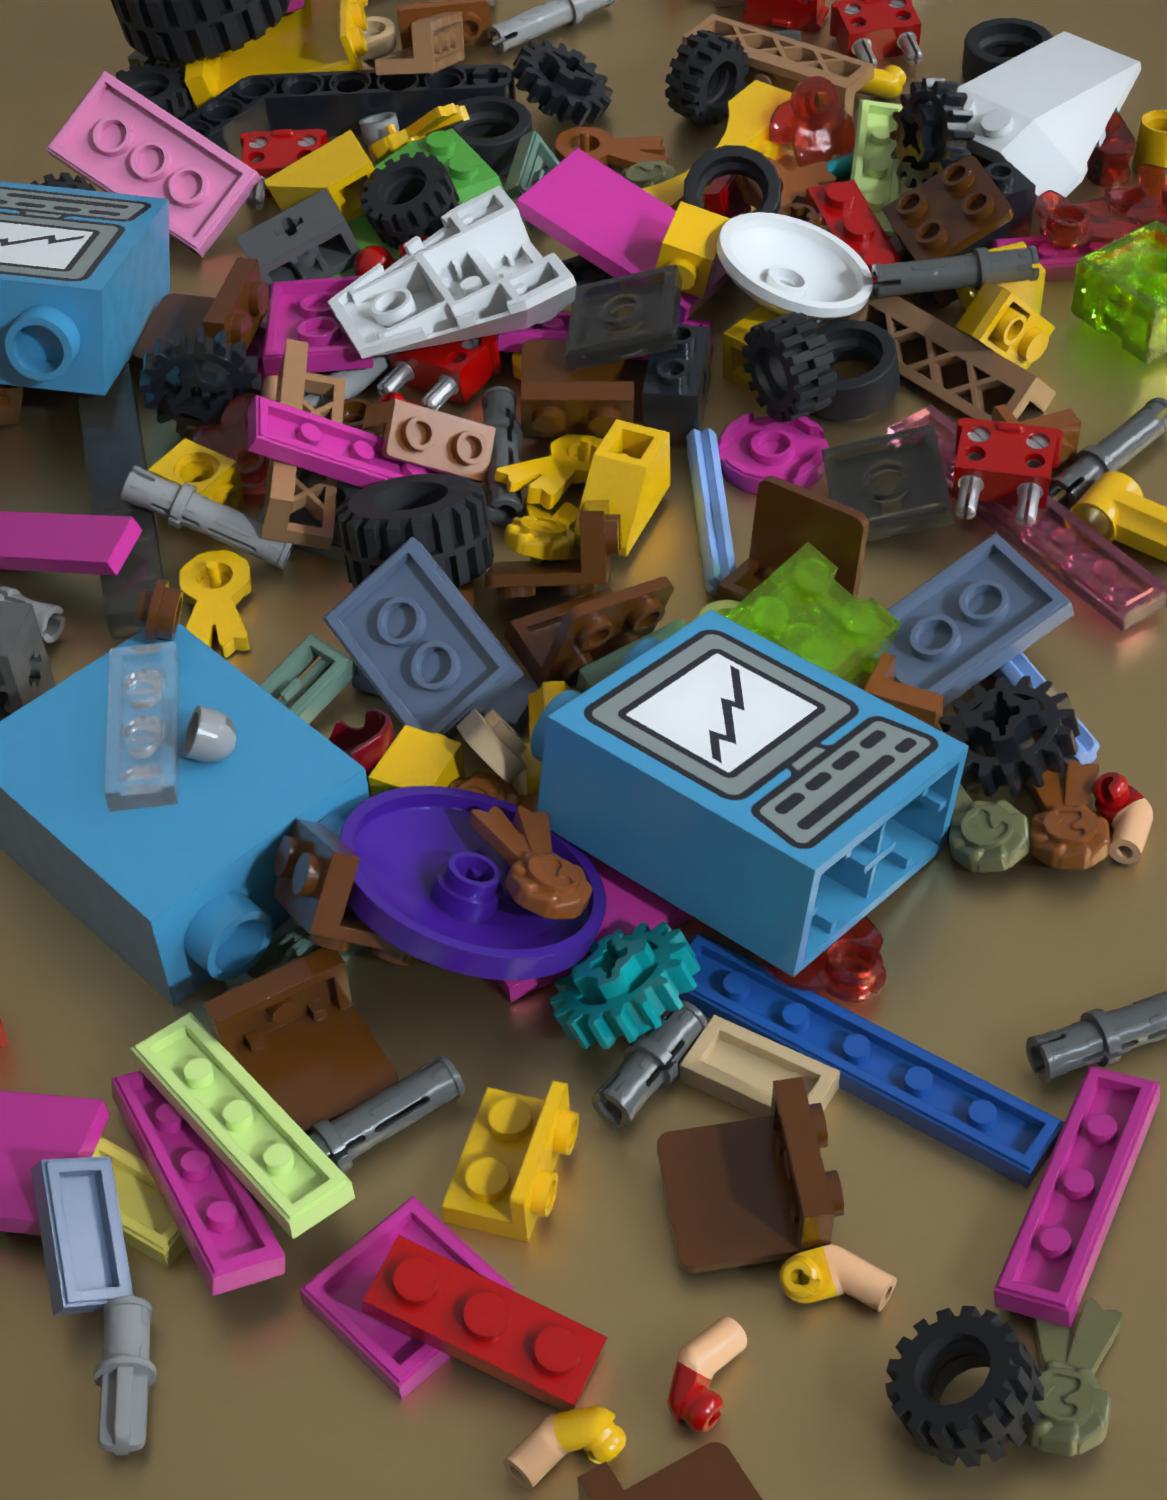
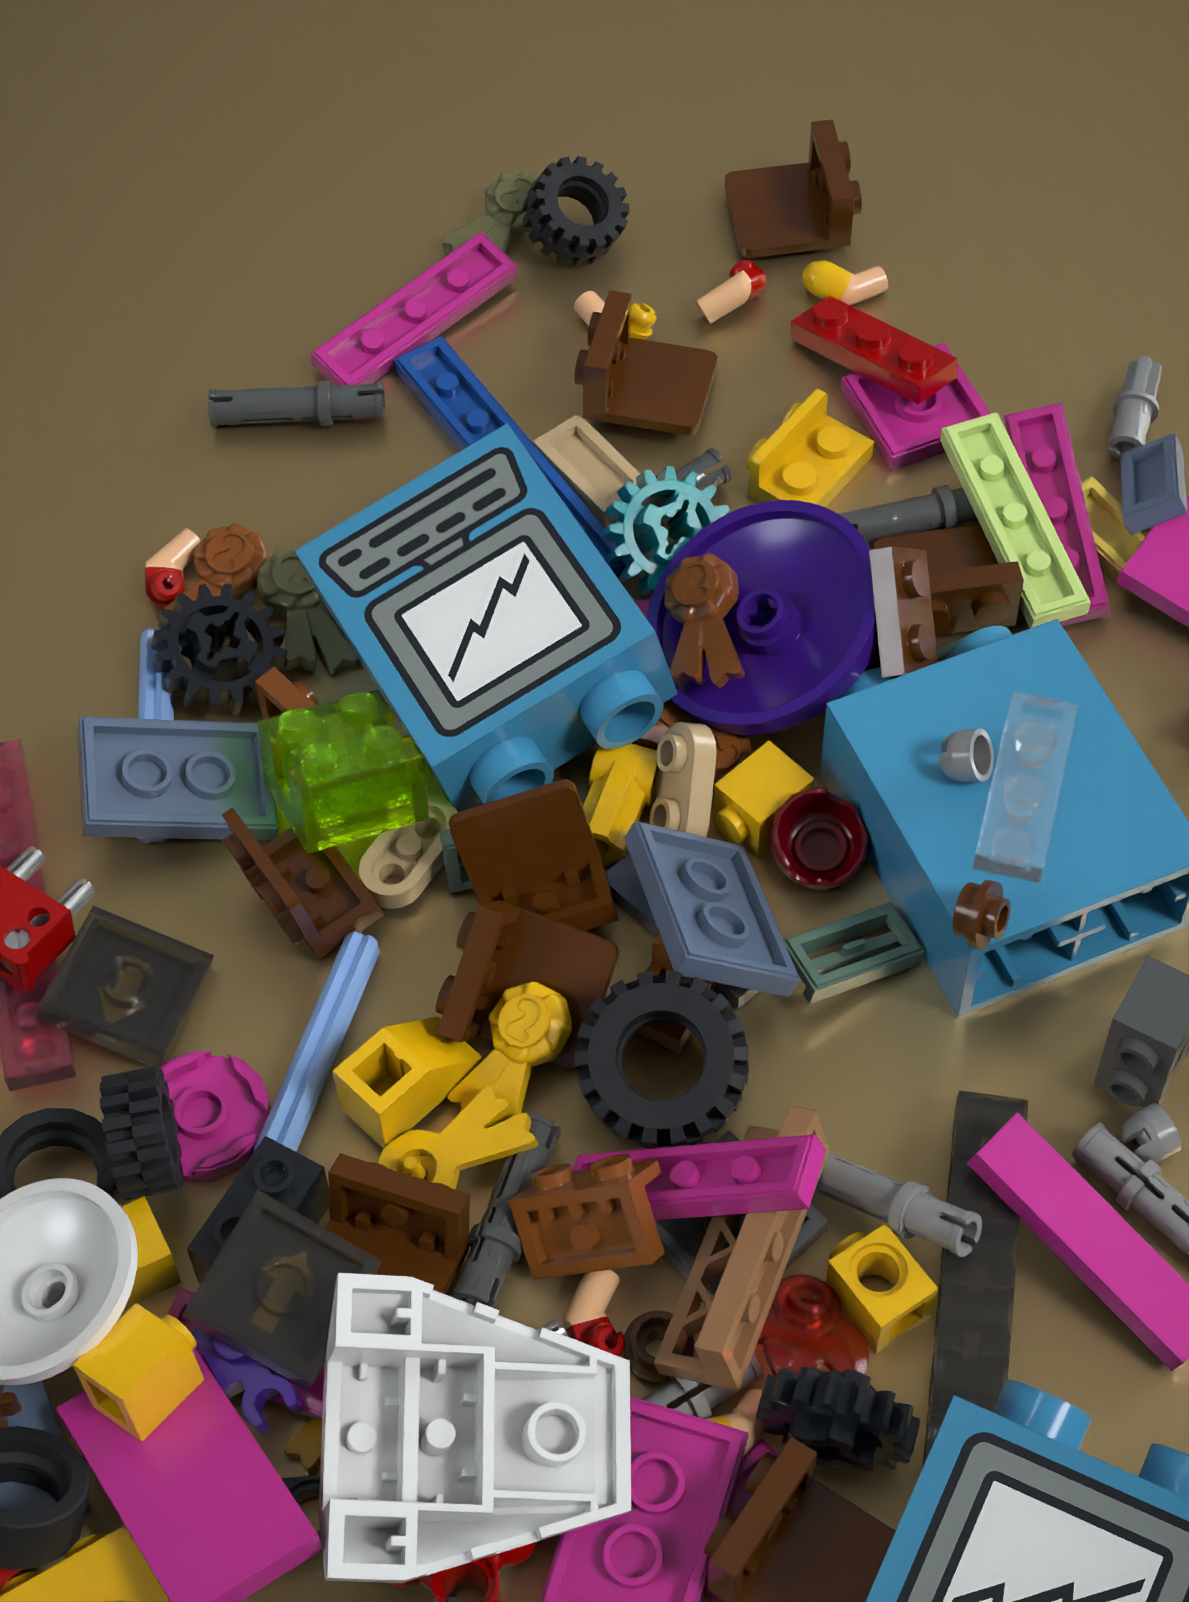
camera: 160 degrees left, 10 degrees up
(215, 586) = (894, 1136): yellow piece -> none

